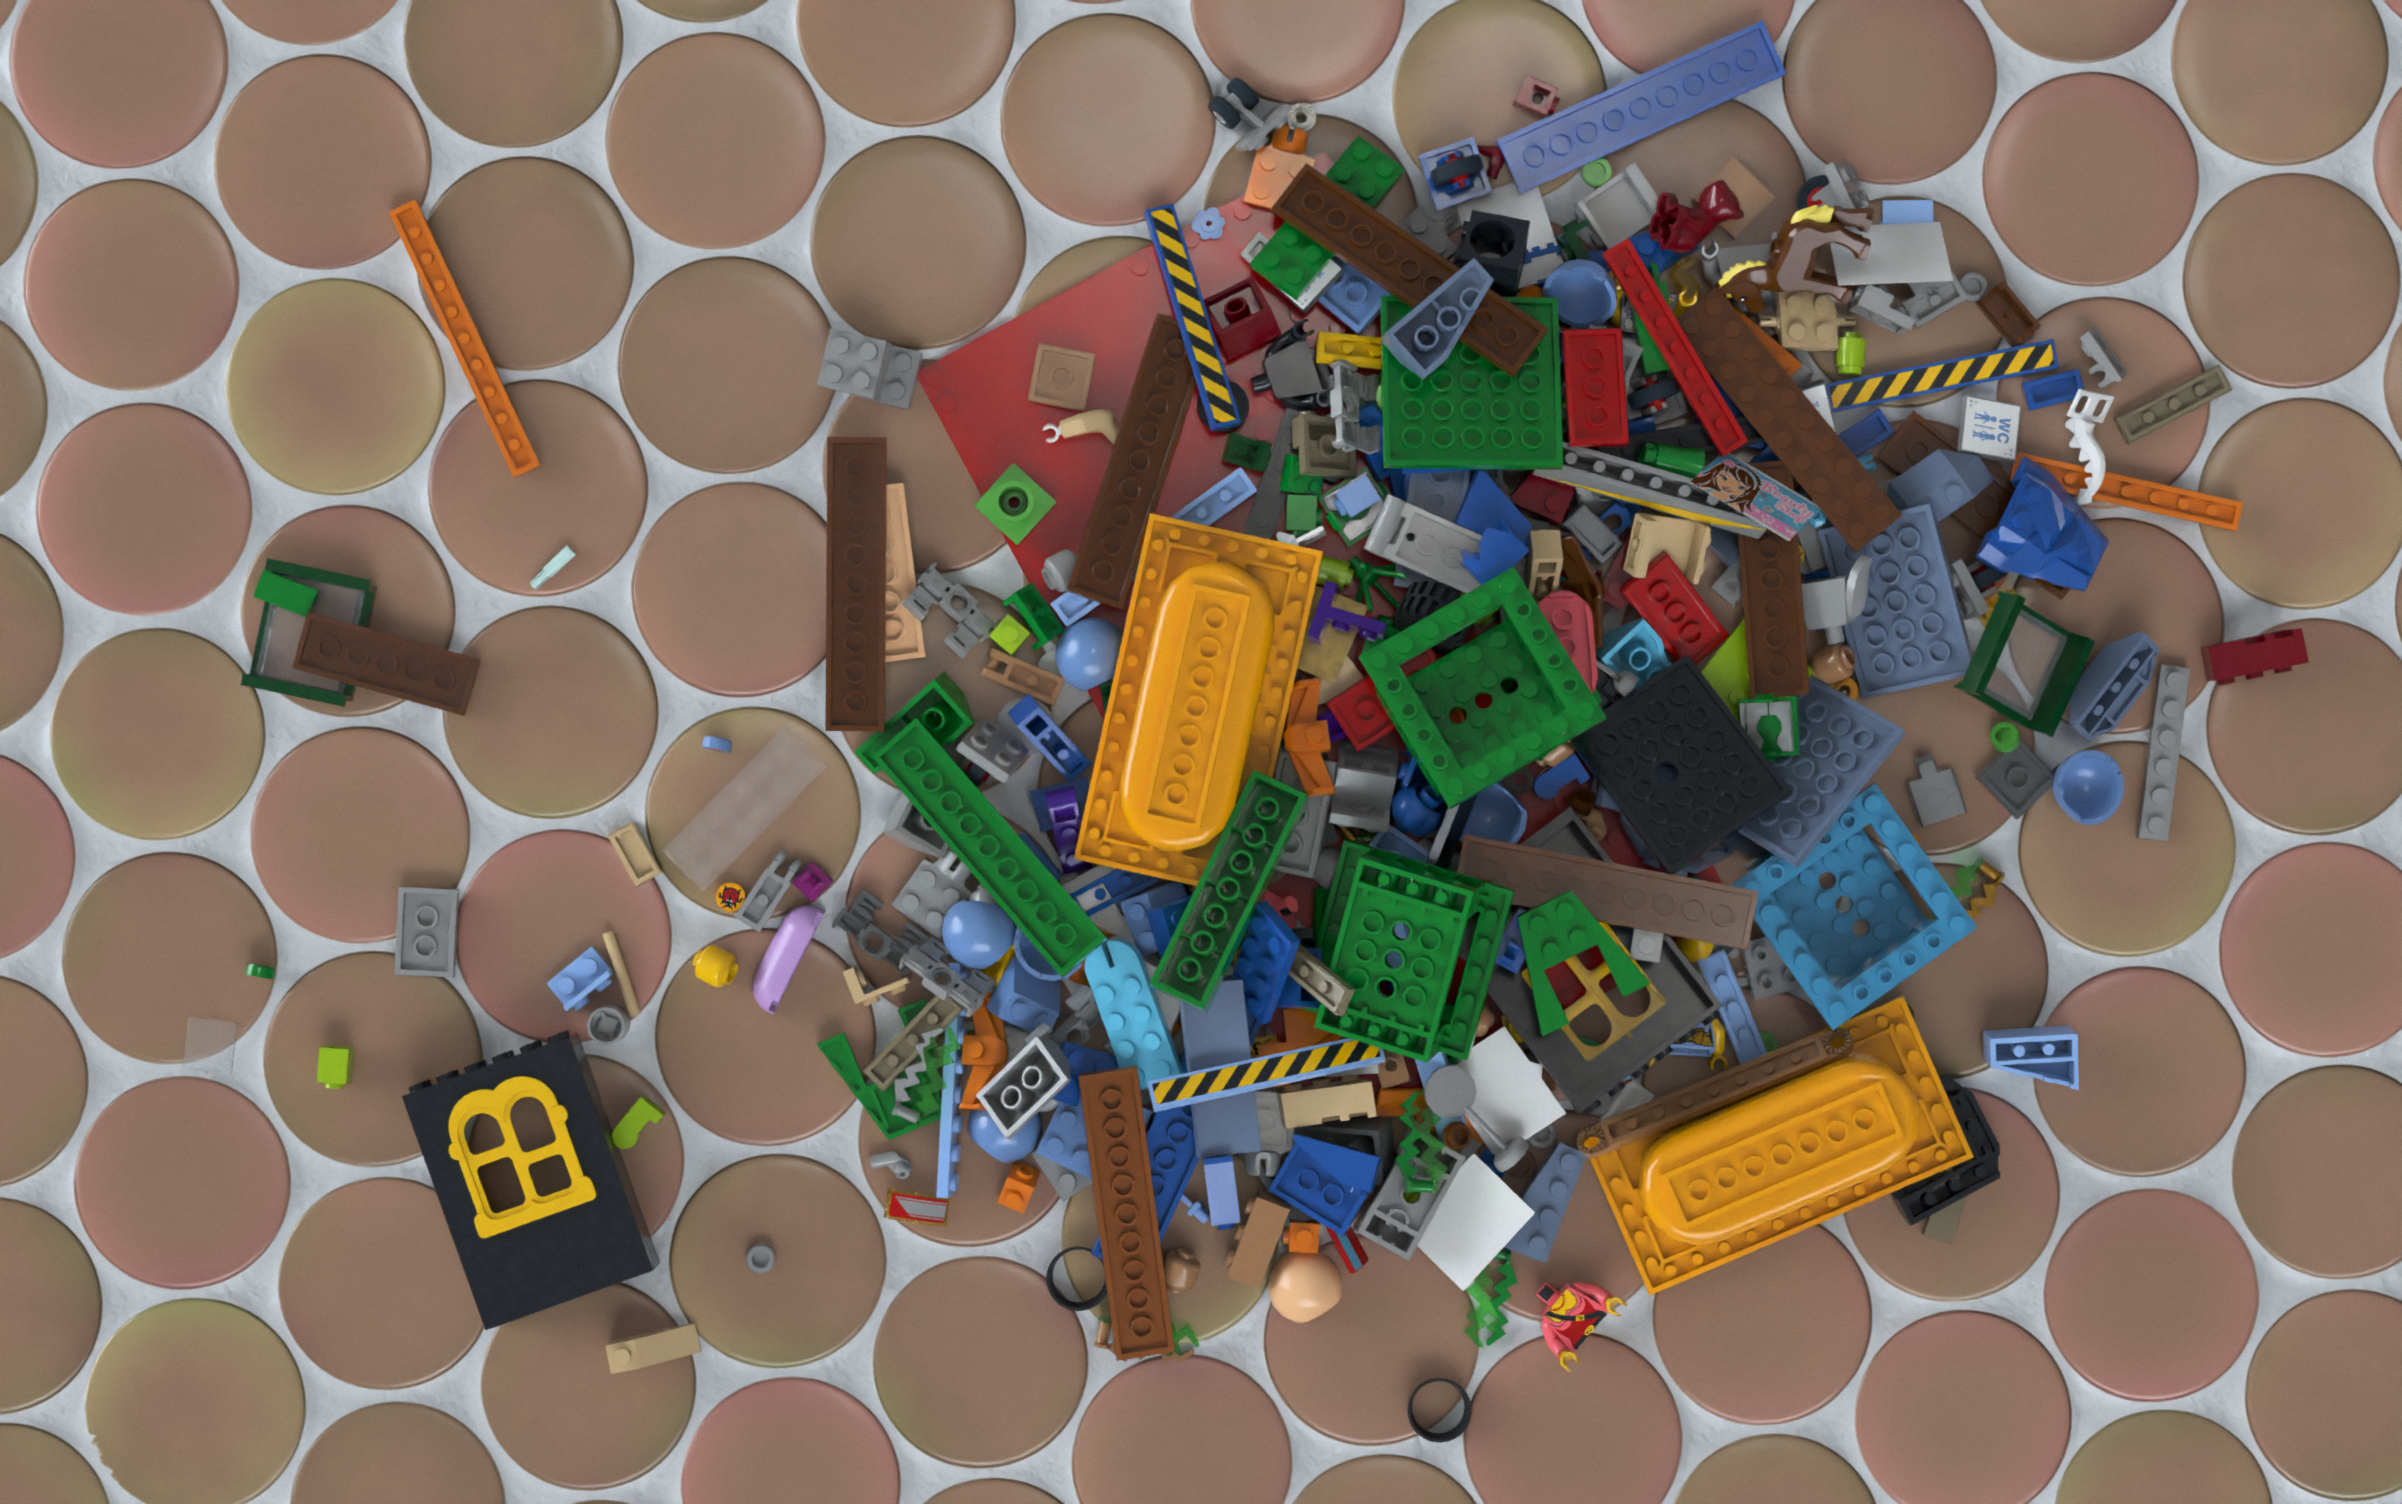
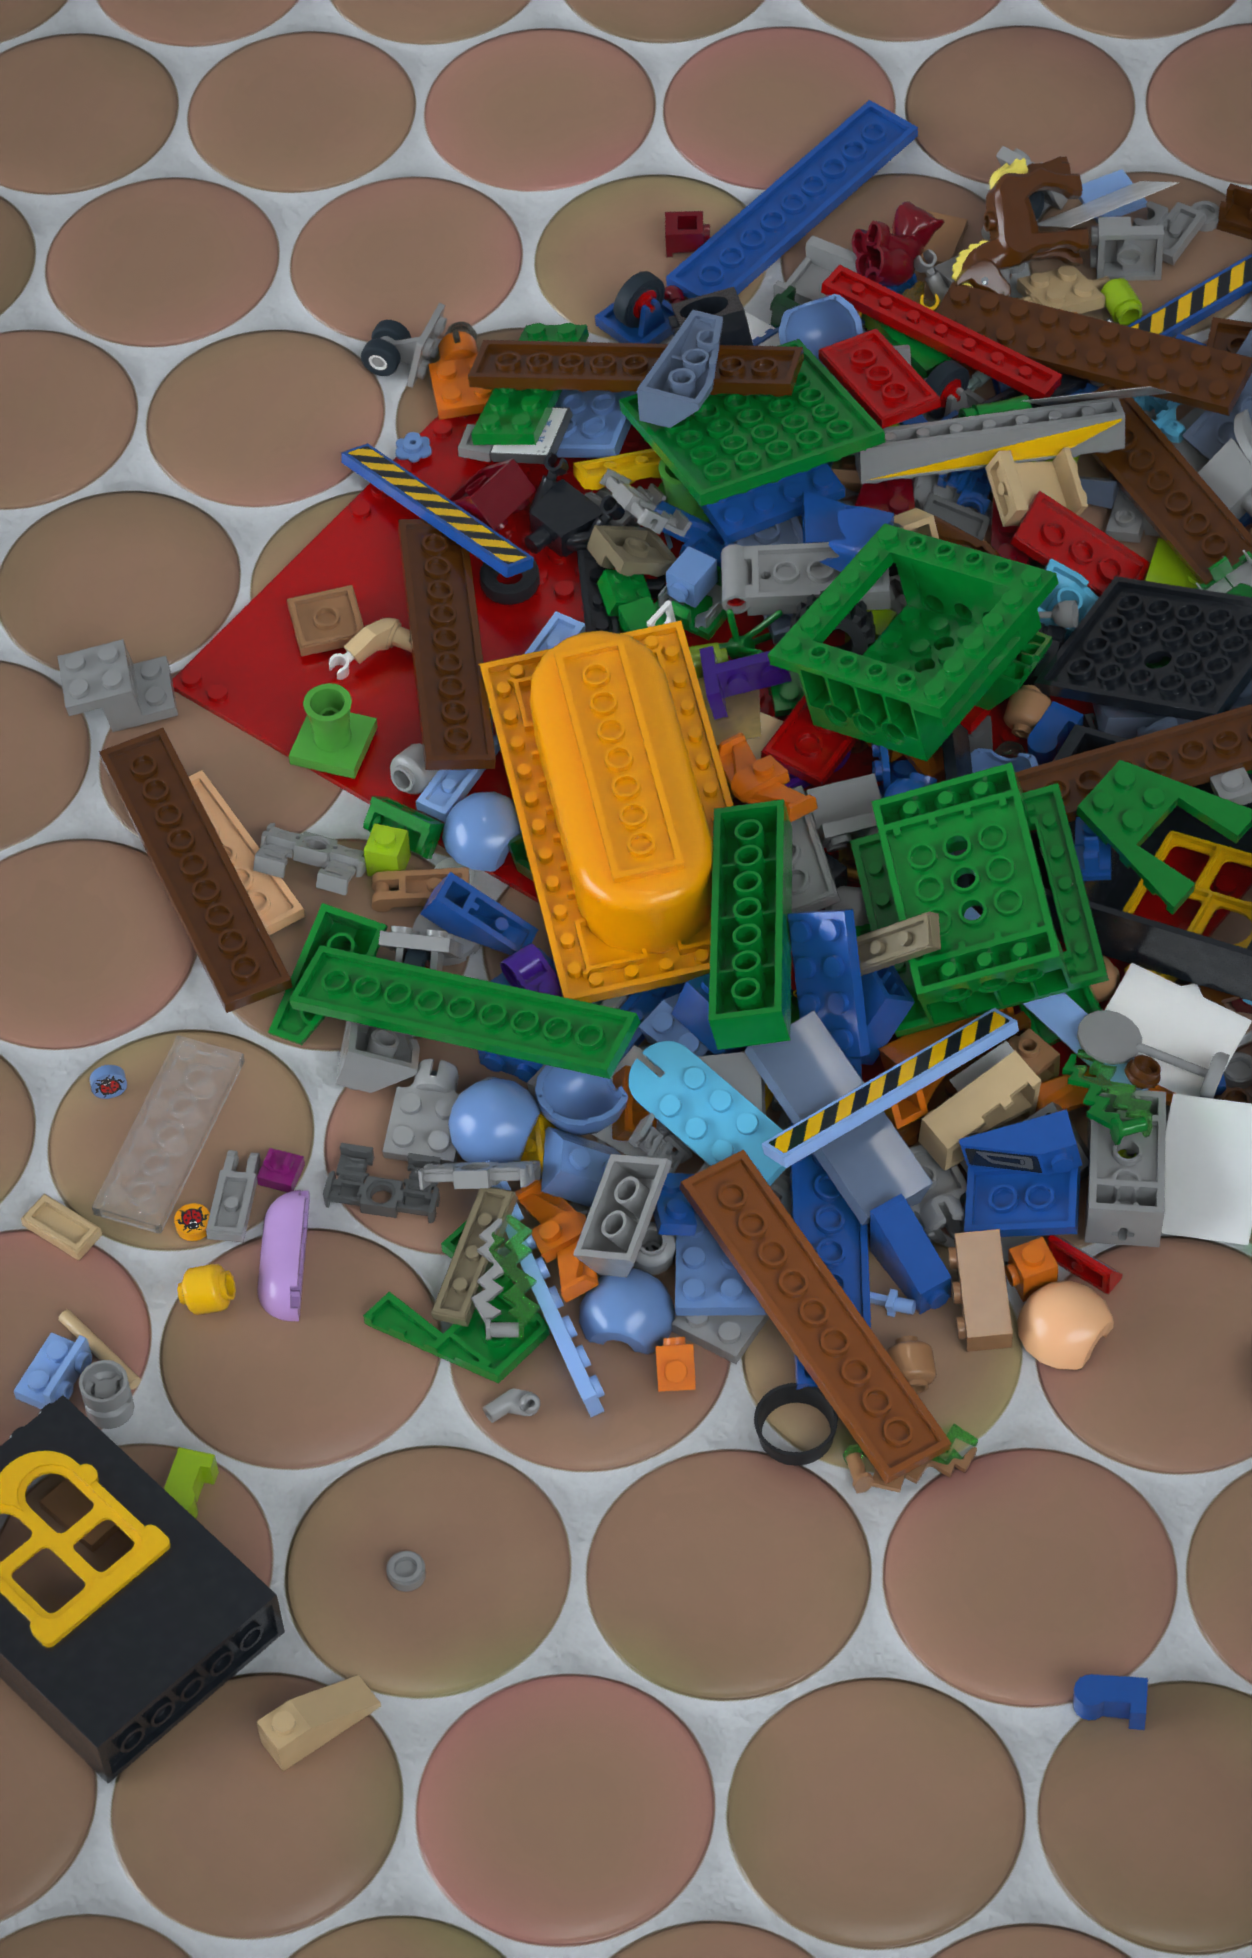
camera: 20 degrees left, 35 degrees down
(857, 982) = (393, 1247): tan bracket -> none
(916, 1207) = (560, 1434): slope -> none
(1247, 452) = (549, 598): dark green bracket -> none
(1596, 172) = (780, 269): bright green tile -> none

